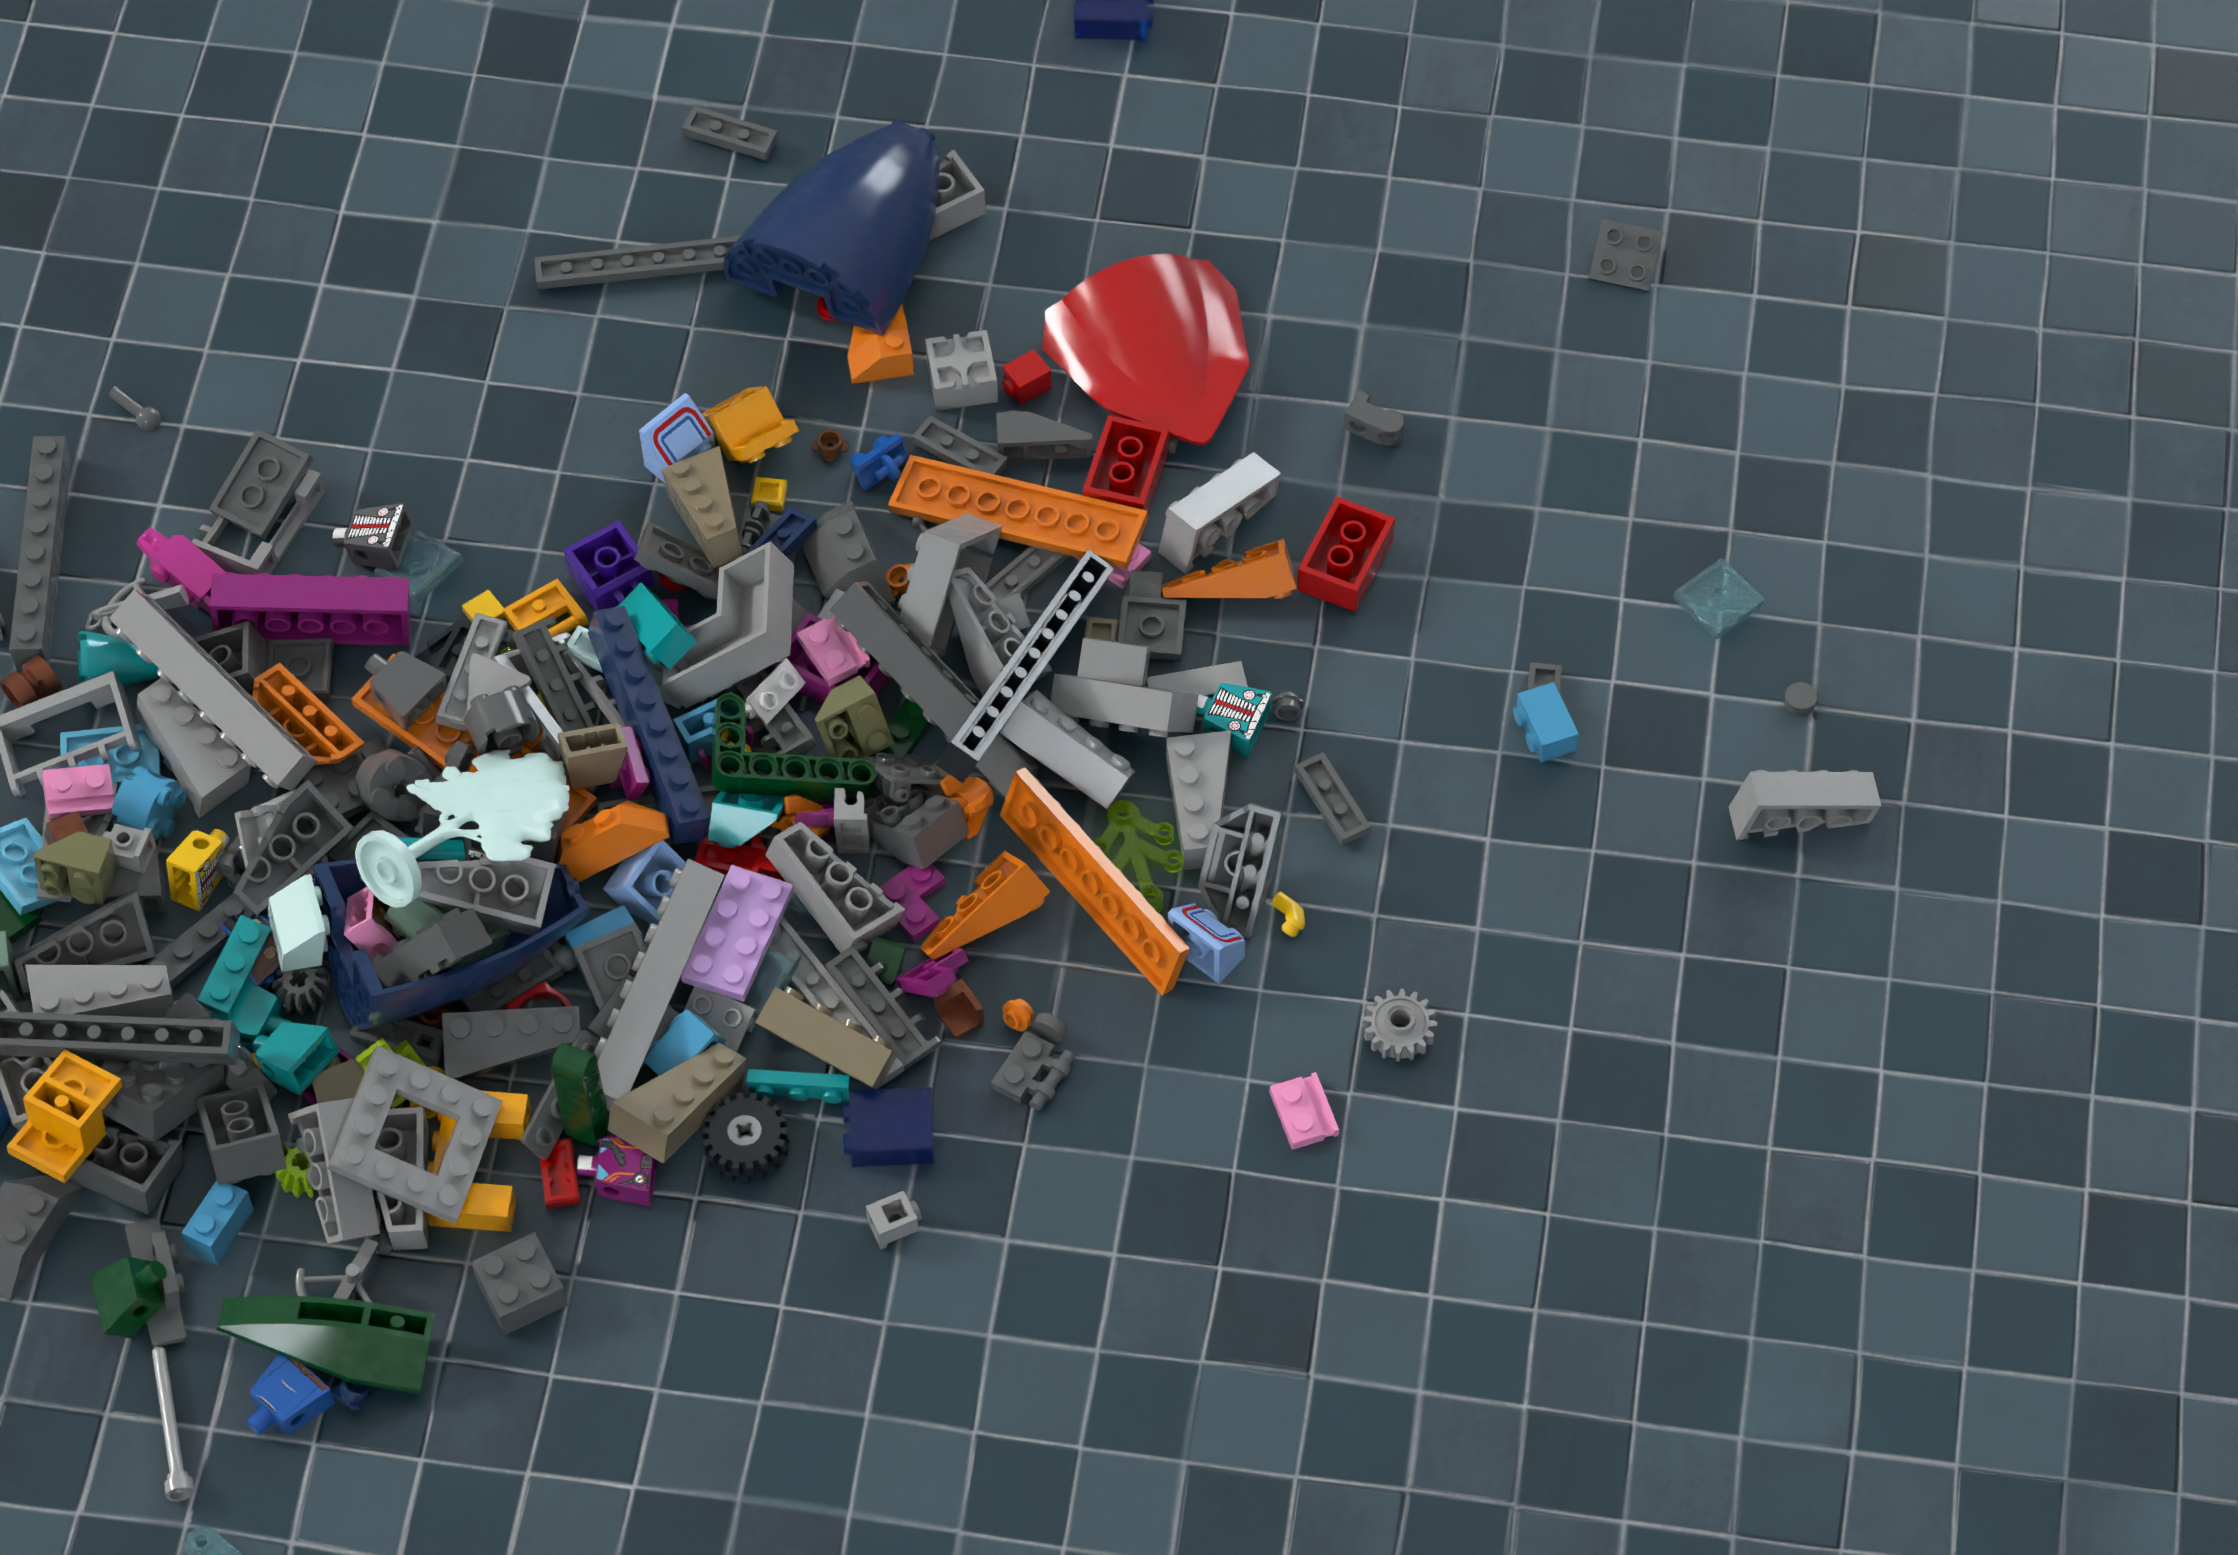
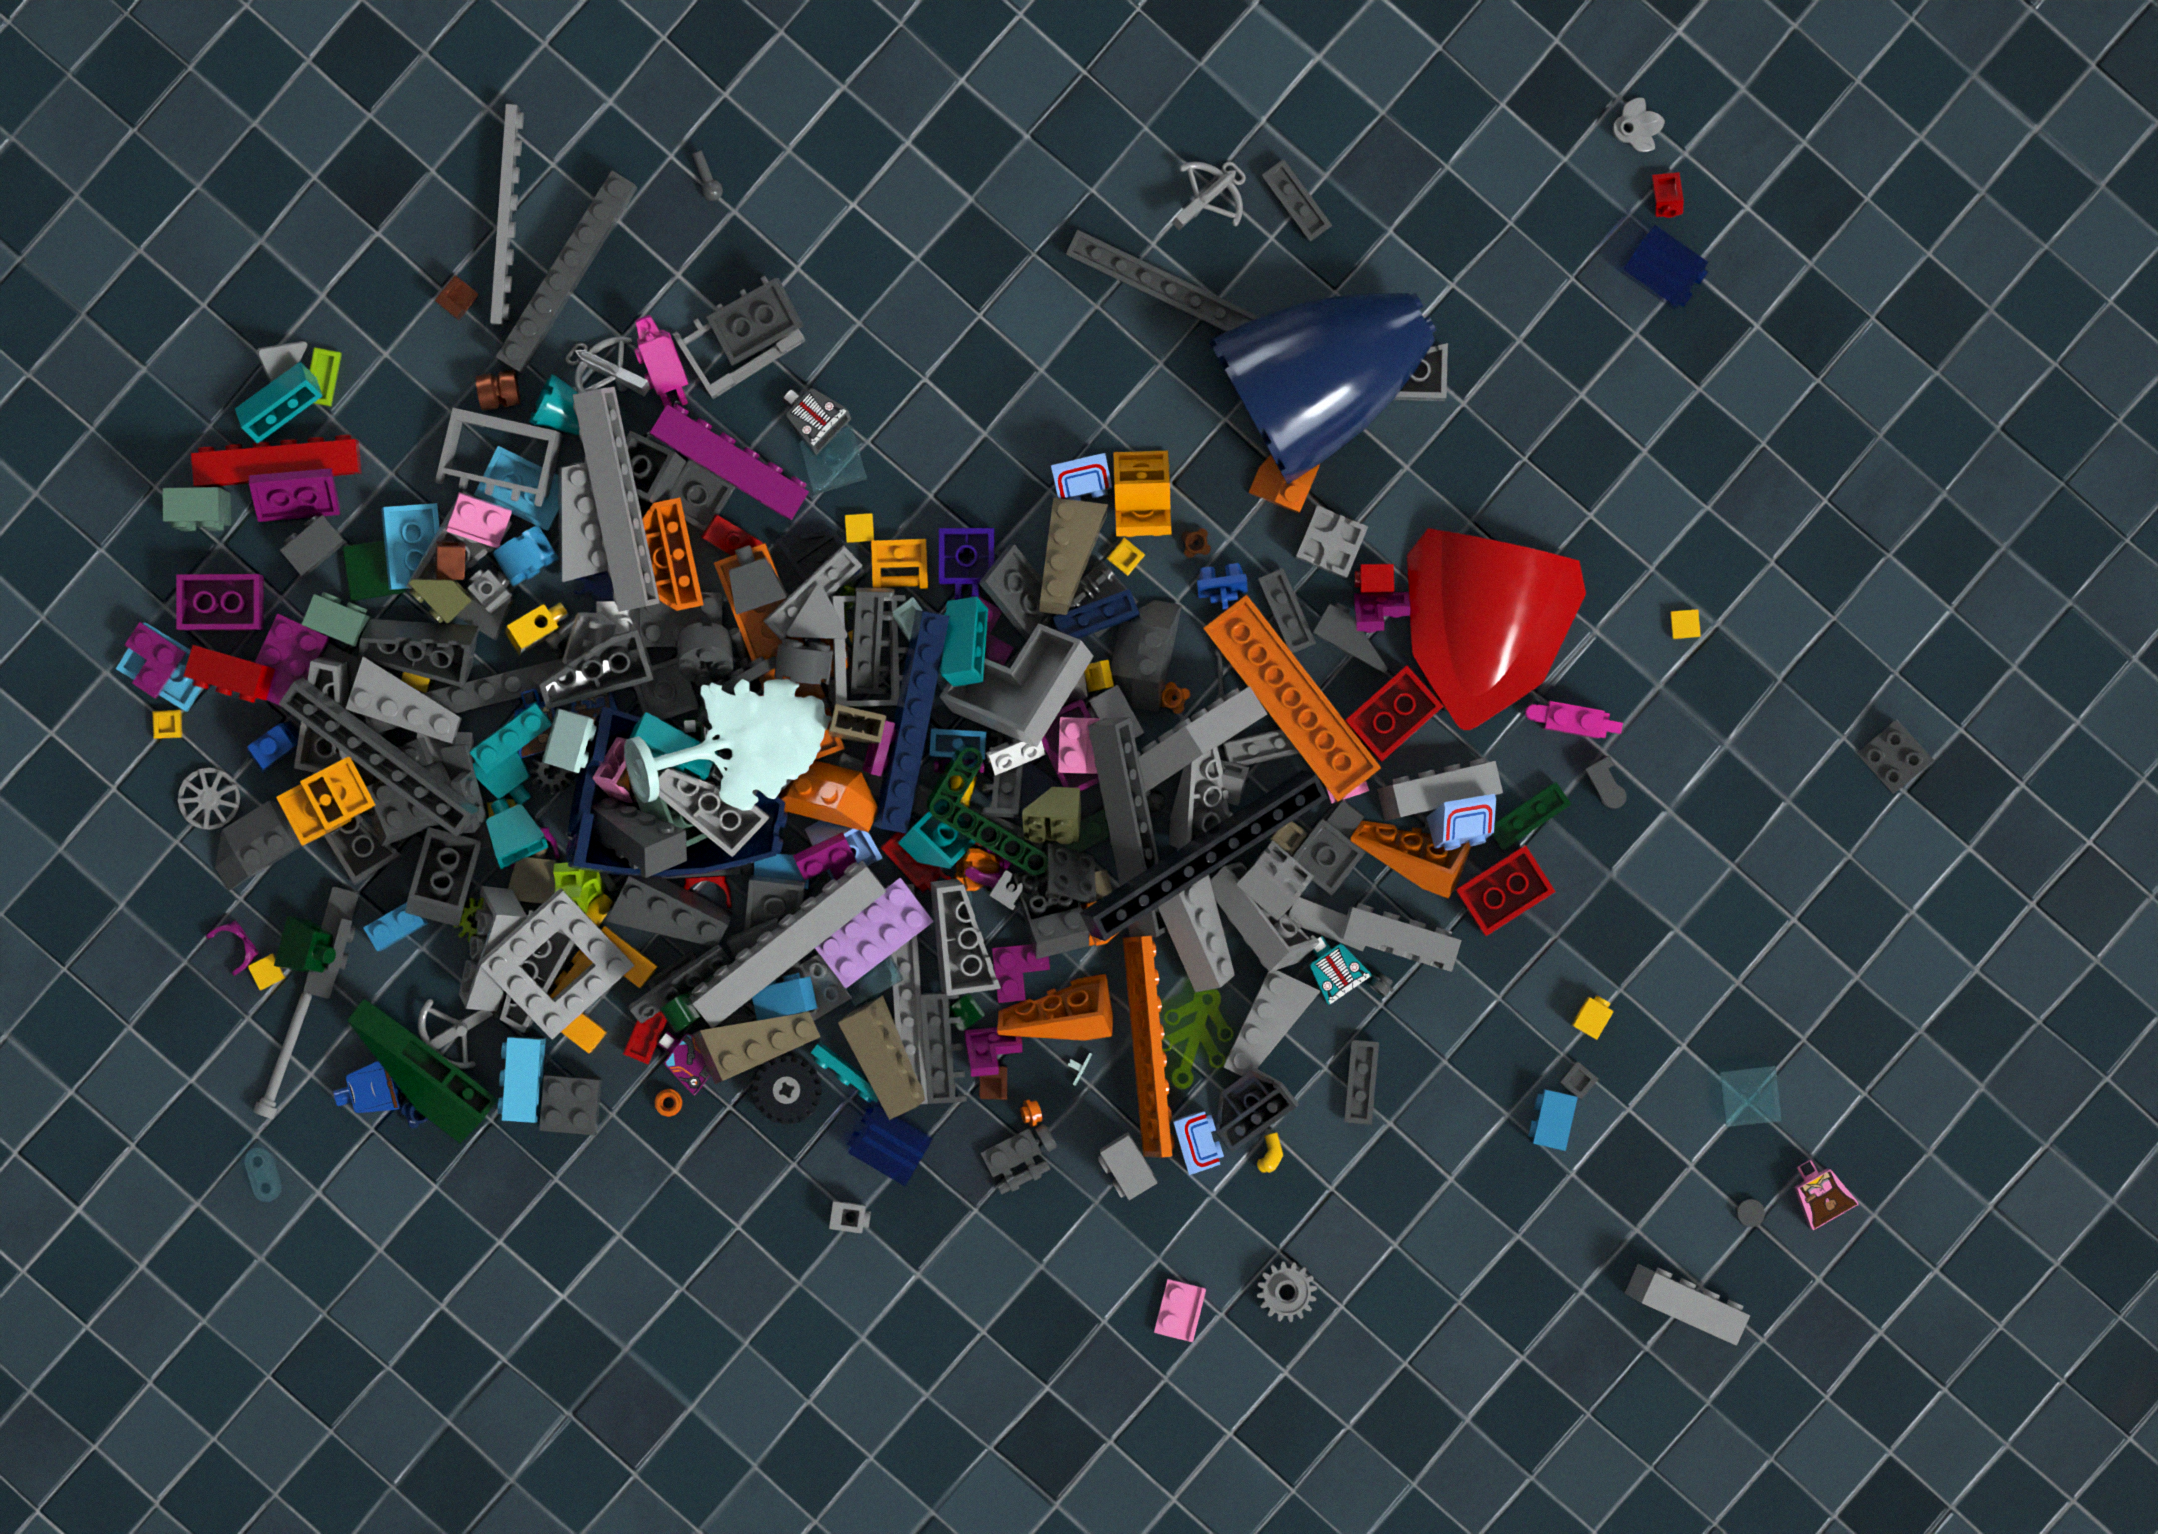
camera: 40 degrees right, 30 degrees up
(41, 1330) = (250, 949): none -> magenta cap
(100, 1353) = (265, 972): none -> yellow tile
(244, 799) = (600, 586): none -> clear blue plate
(344, 681) = (728, 536): none -> red plate
(449, 1282) = (522, 1079): none -> medium azure brick
(622, 1218) = (659, 1102): none -> orange plate
(634, 183) = (1225, 180): none -> light grey piece
(641, 887) = (828, 854): none -> magenta plate
(812, 596) = (1098, 676): none -> yellow plate
(1037, 950) = (1079, 1067): none -> light aqua piece
(1046, 398) = (1372, 608): none -> magenta plate
(1151, 987) = (1127, 1166): none -> light grey brick
(1259, 511) = (1462, 822): none -> light blue slope
(1280, 646) = (1400, 938): none -> light grey wedge
(1301, 385) = (1573, 719): none -> dark pink hinge
(1321, 487) = (1530, 815): none -> dark green plate
(1347, 262) = (1685, 624): none -> yellow tile
(1515, 616) = (1593, 1016): none -> yellow brick
(1856, 639) = (1822, 1195): none -> torso

